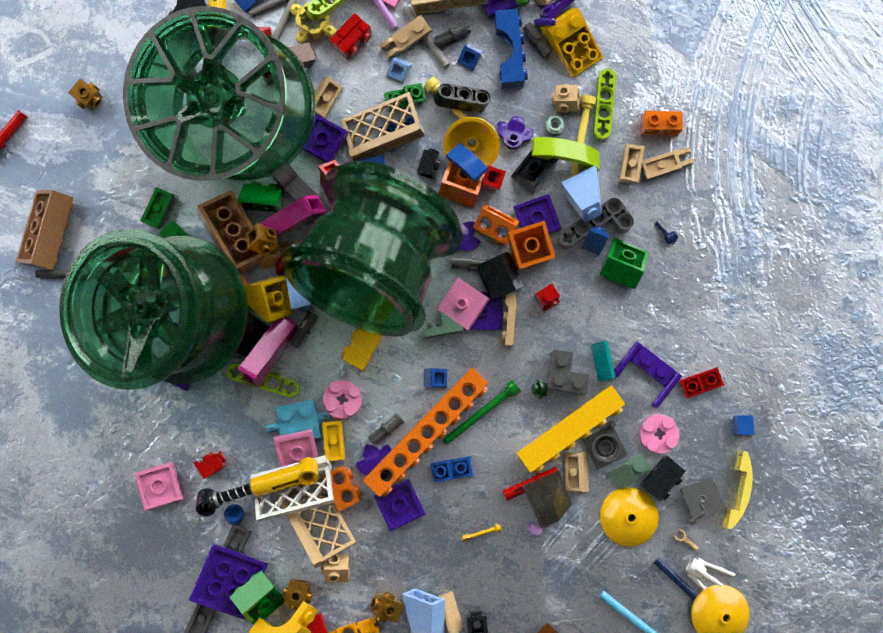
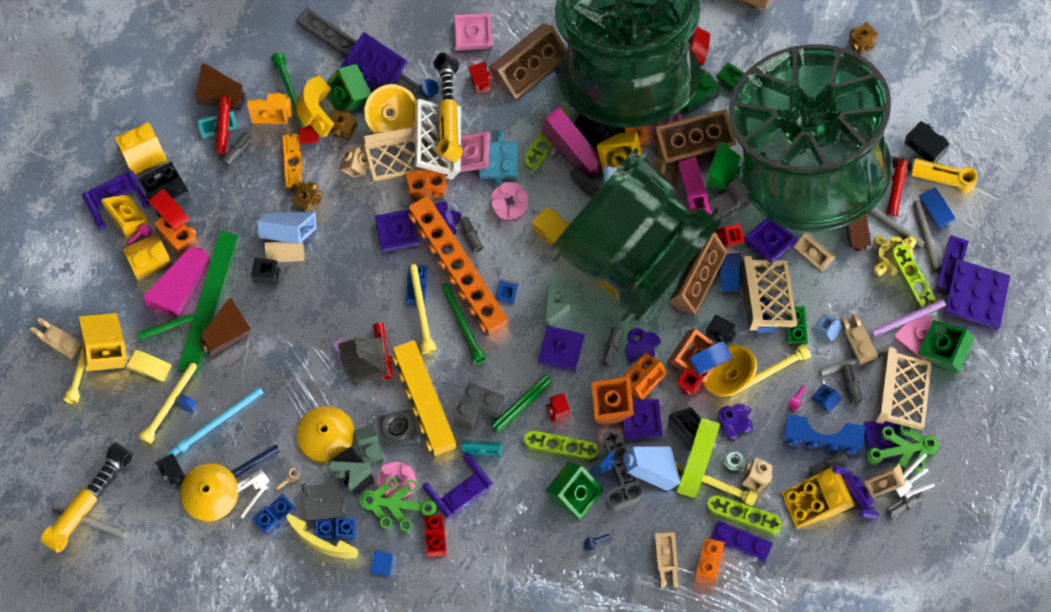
camera: 105 degrees right, 15 degrees down
(180, 419) = (529, 60): none -> medium nougat slope
(261, 239) = (677, 155): pearl gold brick -> none
(276, 534) = (392, 97): none -> yellow dish
(334, 440) = (472, 186): yellow plate -> none
(351, 36) = (871, 287): red brick -> none
(453, 99) = (787, 367): black beam -> none
(463, 304) = (572, 328): bright pink plate -> none
(483, 83) = (794, 402): none -> dark pink hand
(497, 528) = (350, 312): yellow hinge -> none
(500, 275) = (590, 367): black slope -> none
(509, 318) = (533, 365): tan hinge -> none
(514, 440) = (428, 345): none -> light yellow piece
(539, 388) = (470, 377): dark green plate -> none
(549, 334) = (521, 403): none -> green axle
(576, 472) = (381, 397): tan slope -> none
(582, 286) = (562, 442): none -> lime beam
(630, 102) = (742, 541): none -> dark purple plate
(631, 164) = (674, 521): tan slope -> none
(672, 471) = (356, 471): none -> sand green slope
(683, 428) = (394, 503): none -> bright green plant
(722, 477) = (335, 529): none -> blue slope
(723, 543) = (274, 514): none -> blue slope

